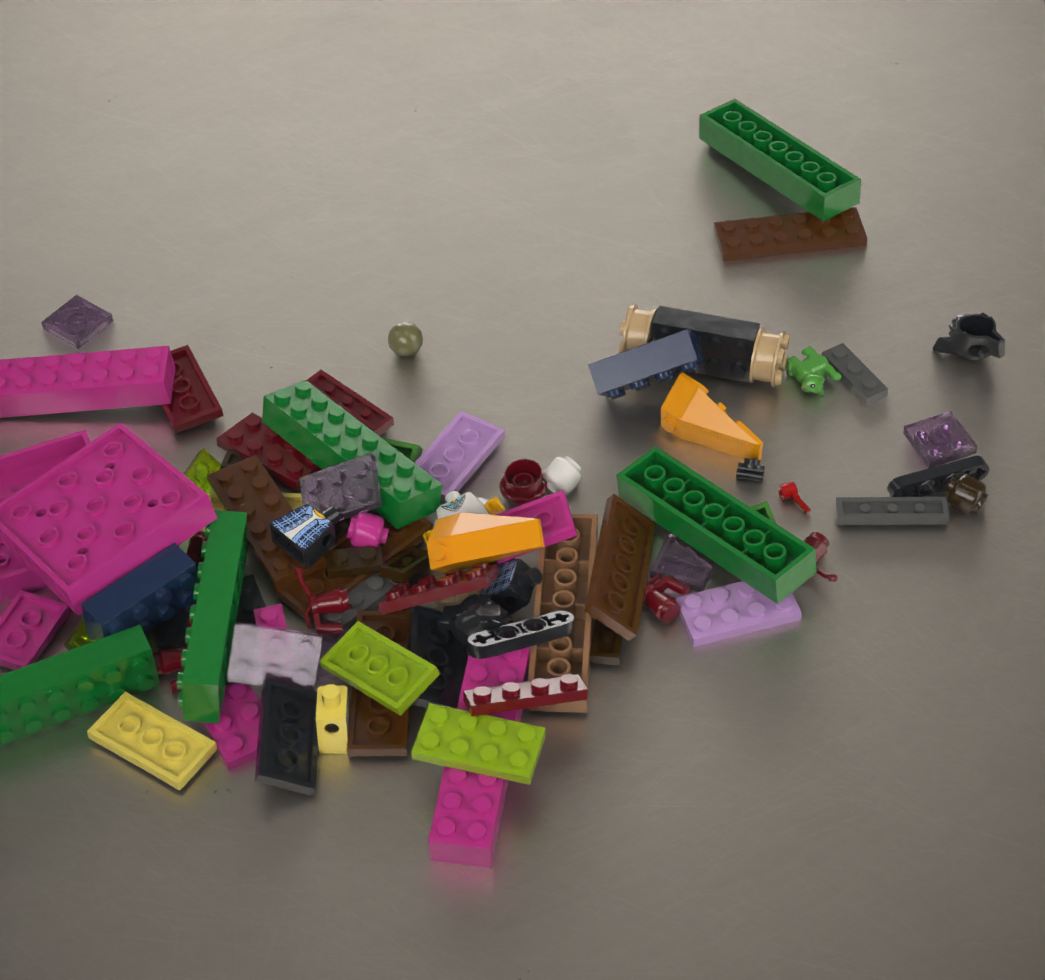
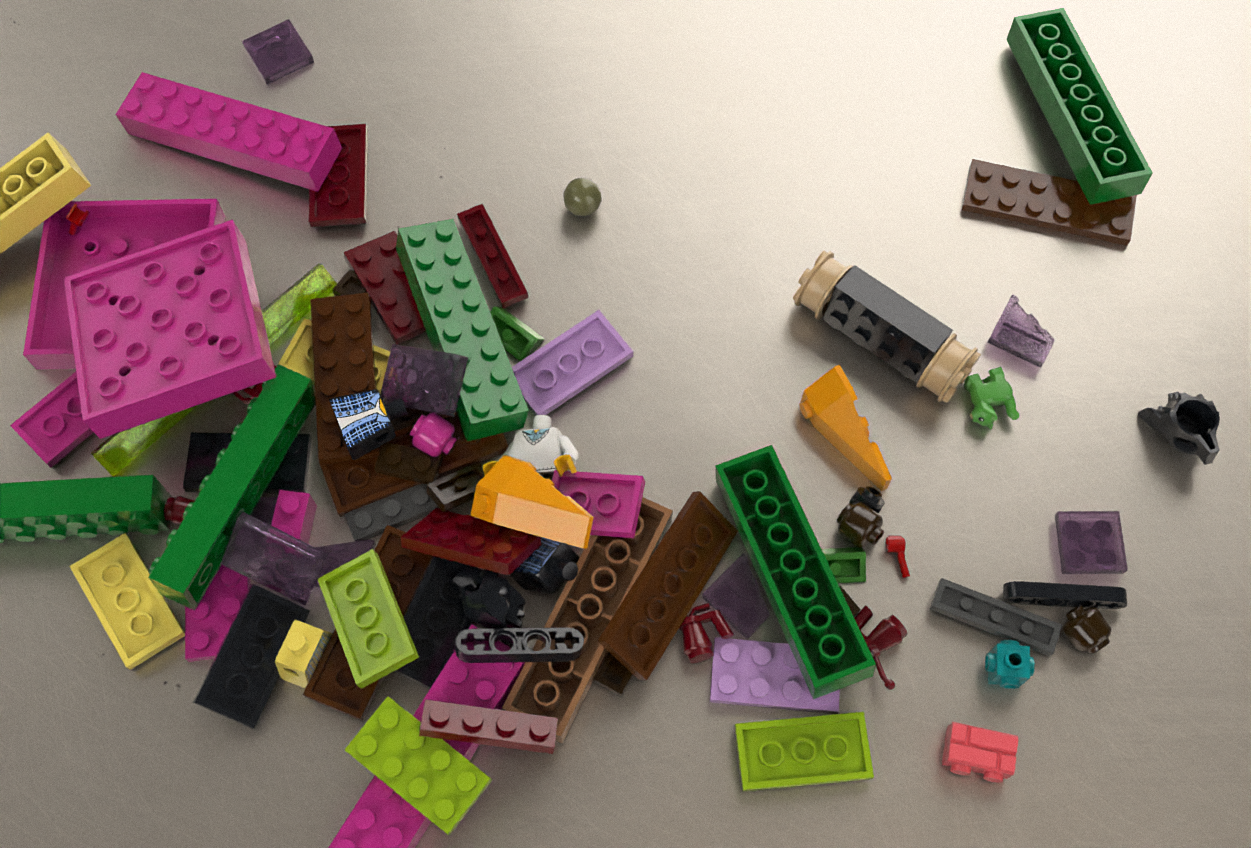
camera: 20 degrees right, 20 degrees up
(143, 596) = (170, 439): dark blue brick -> none
(330, 602) = (362, 510): dark red piece -> none
(523, 482) = (621, 430): dark red piece -> none
(562, 475) = (665, 434): white head -> none
(646, 363) = (808, 337): brick -> none
(753, 484) = (860, 524): none -> dark brown head
(787, 648) = (803, 751): none -> lime plate
(815, 324) = (1021, 334): none -> clear purple wing
(855, 374) = (1036, 416): dark grey plate -> none
(919, 535) = (1002, 671): none -> teal brick
(926, 599) = (980, 751): none -> coral brick

